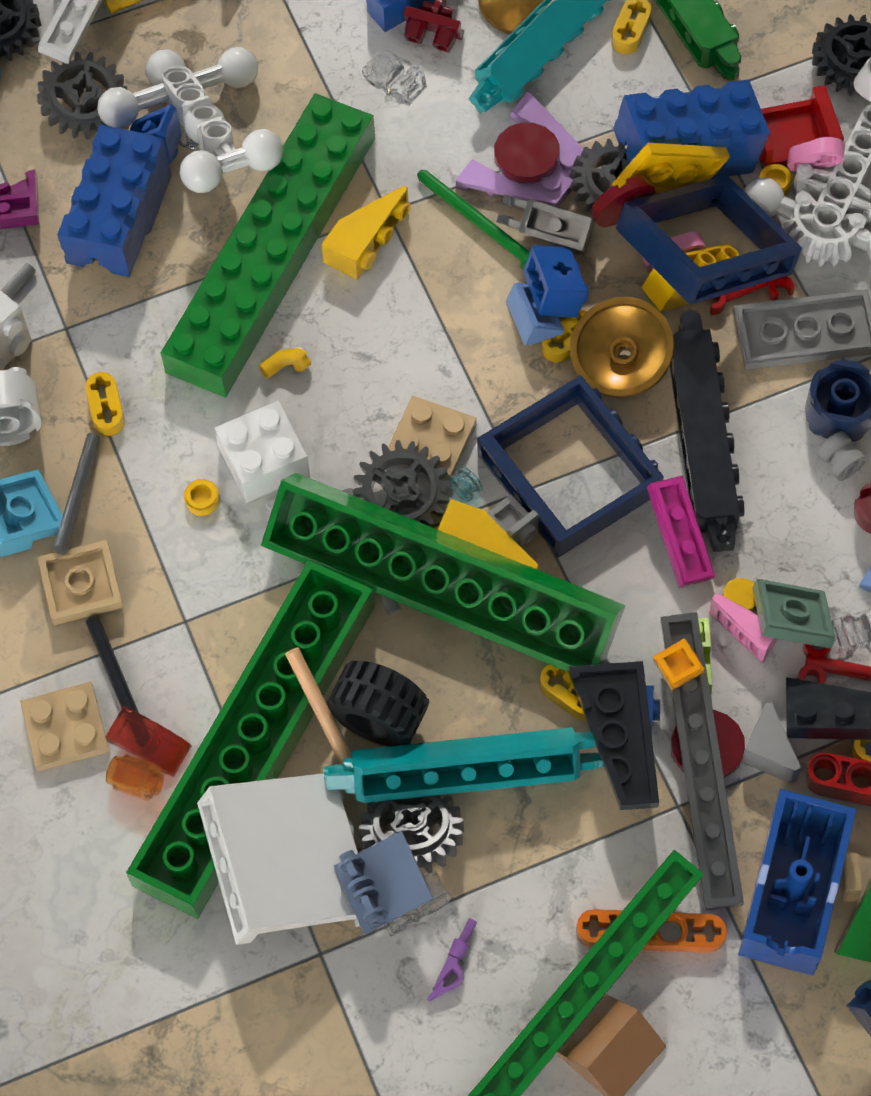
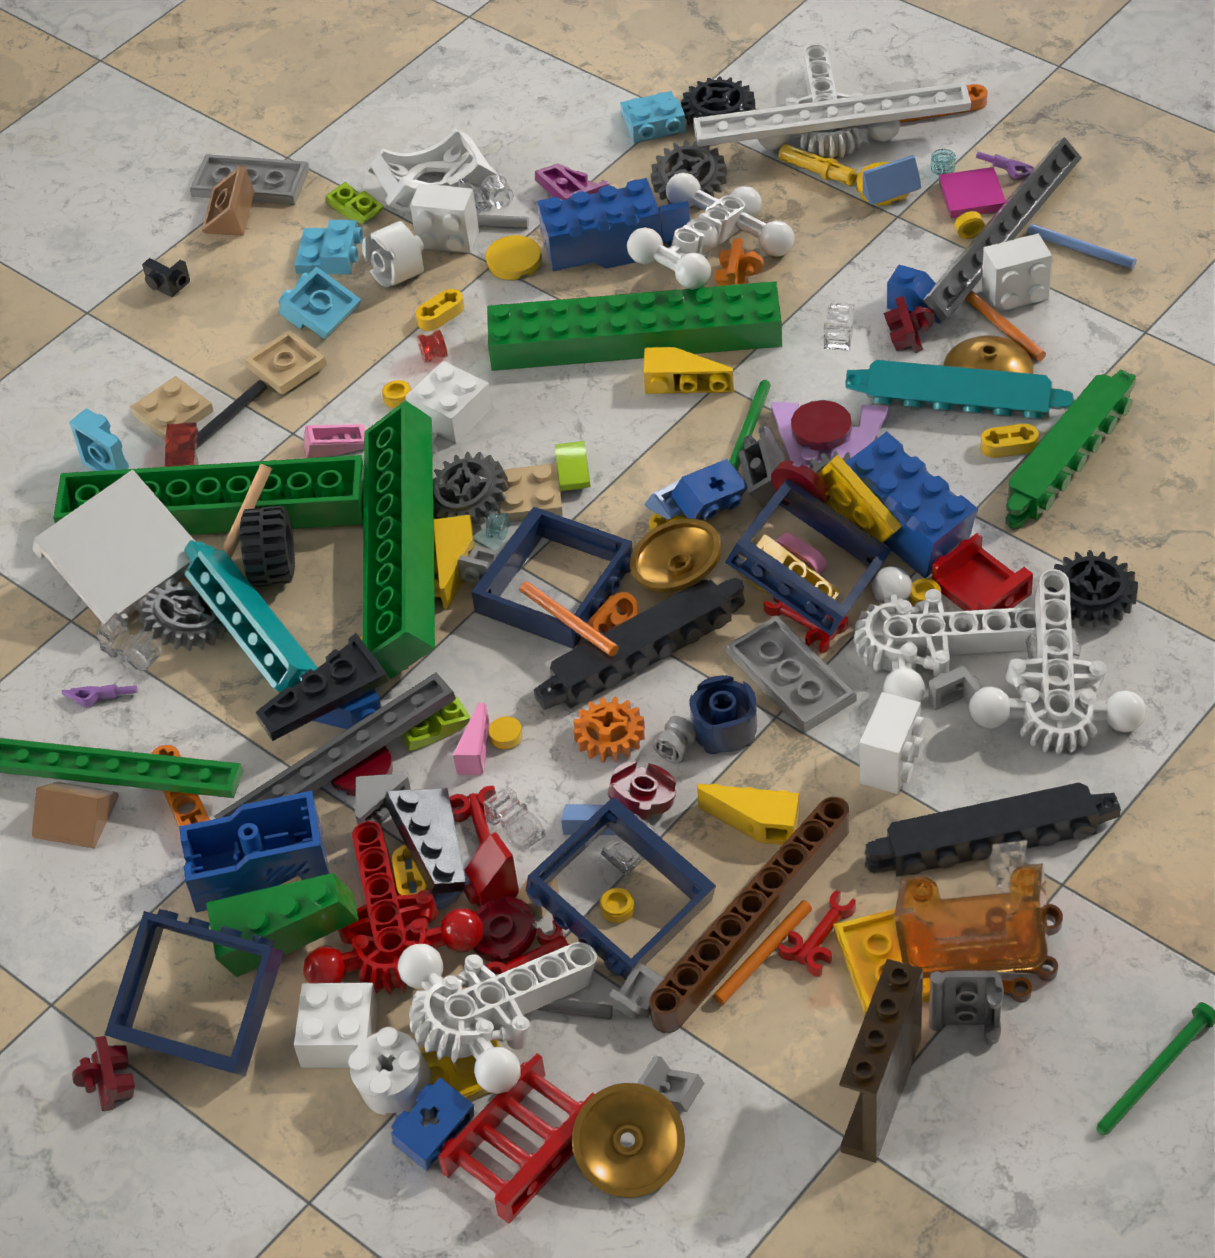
camera: 65 degrees right, 15 degrees down
(75, 303) = (513, 257): none -> yellow tile
(76, 494) = (353, 326): dark grey bar -> none
(96, 822) = (95, 442): none -> medium azure plate
(135, 777) = (148, 453): clear orange brick -> none
(163, 432) = (432, 346): none -> clear red wheel
(227, 605) = (328, 441): none -> bright pink slope
(236, 113) = (737, 265): none -> orange hips
(283, 358) = (540, 381): yellow arm -> none
(382, 882) = (118, 603): sand blue hinge -> none
(425, 382) = (572, 465): none -> lime slope
(655, 472) = (569, 618): none -> orange bar
(658, 440) = (607, 614): none -> orange plate
(678, 664) = (399, 699): light orange tile -> none
(680, 531) = (533, 664): dark pink tile -> none
(793, 613) = (499, 760): sand green tile -> none
(802, 518) = (609, 729): none -> orange gear
(818, 153) = (952, 594): bright pink beam -> none

